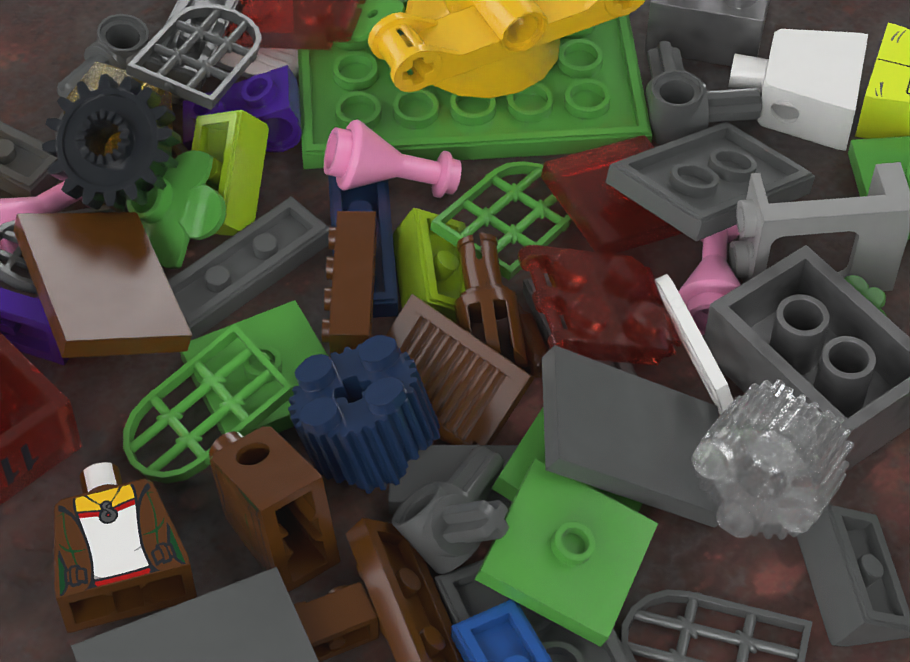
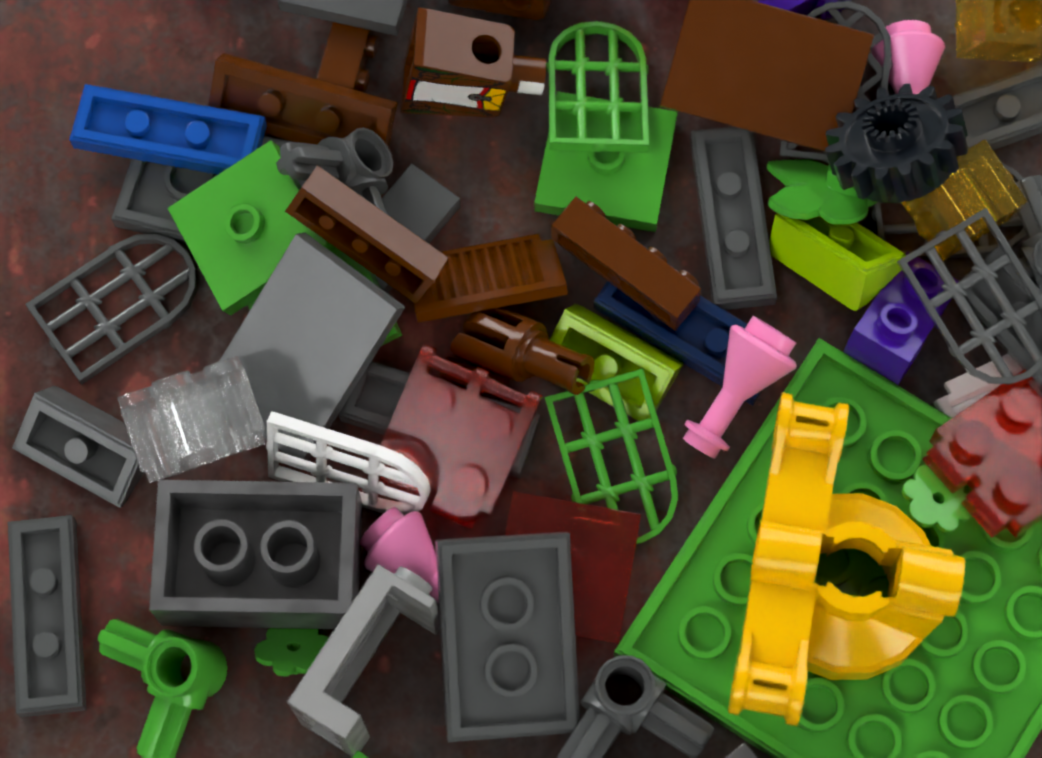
camera: 130 degrees right, 20 degrees up
(363, 413) = (483, 172): dark blue brick -> none
(501, 437) = (366, 234): none -> reddish brown piece

